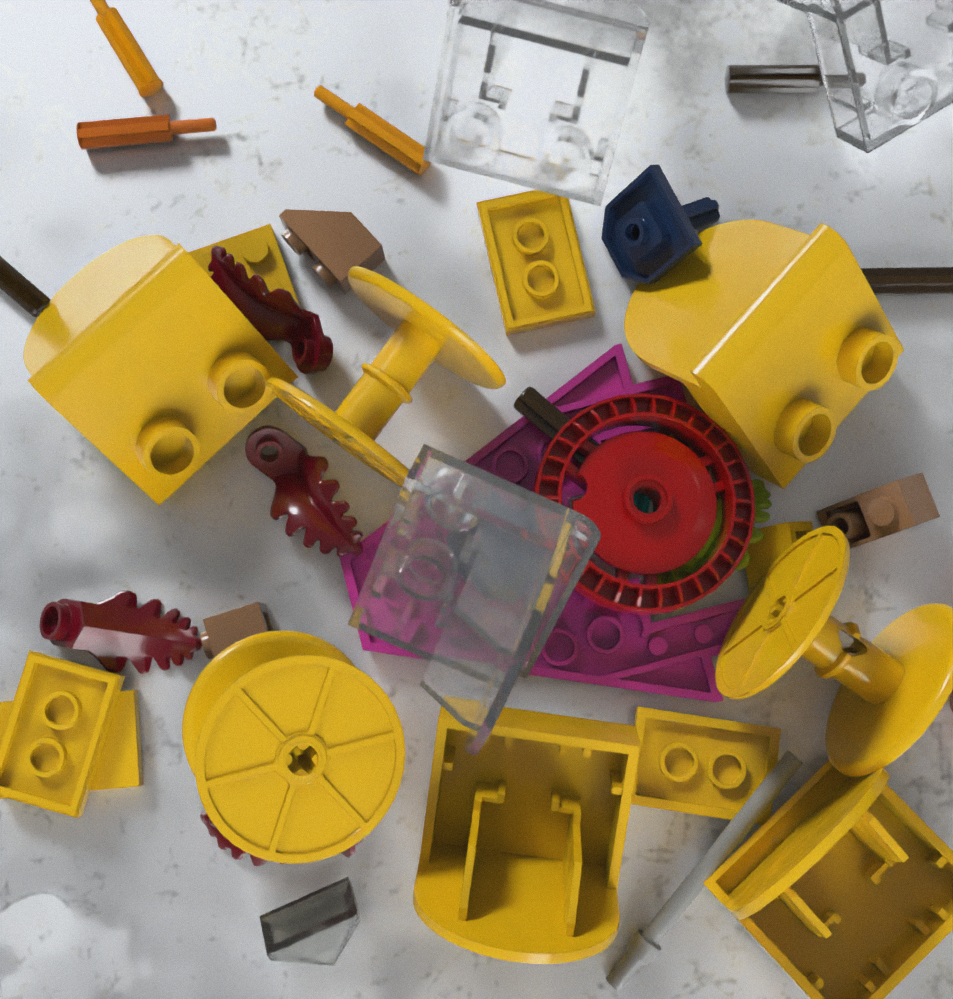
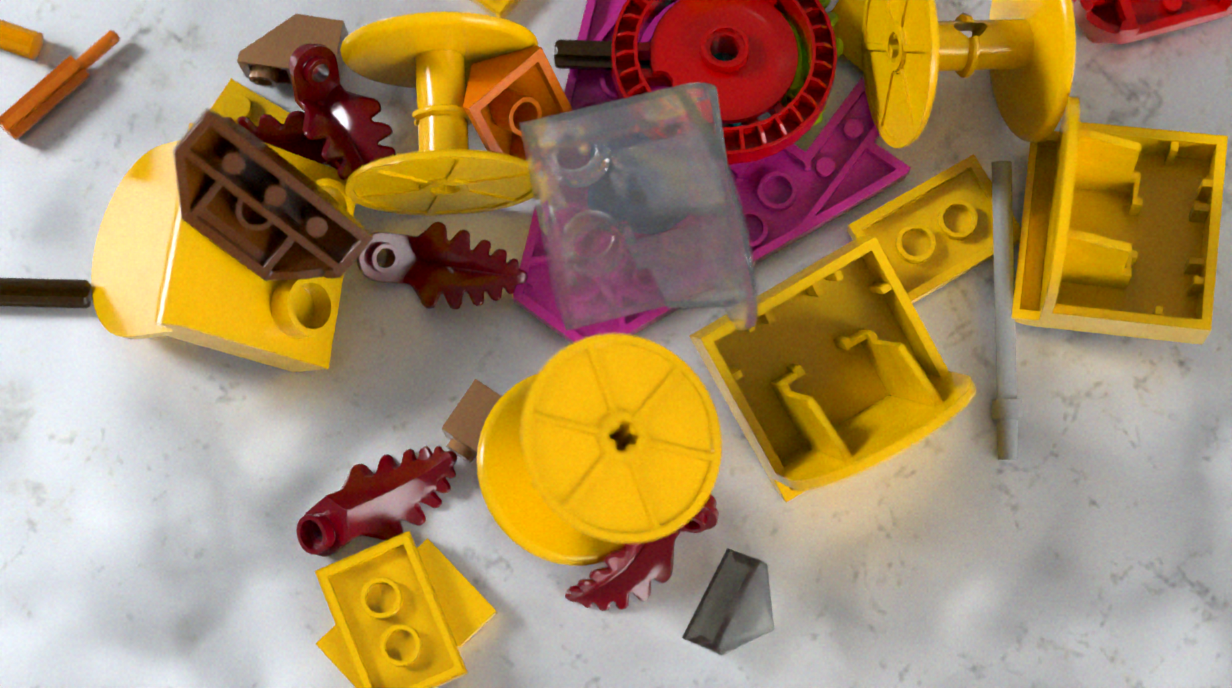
camera: 40 degrees left, 5 degrees down
(181, 350) = (261, 205): none -> reddish brown wedge
(315, 321) = (334, 113): none -> dark red plant
(451, 413) = (511, 92): none -> orange slope

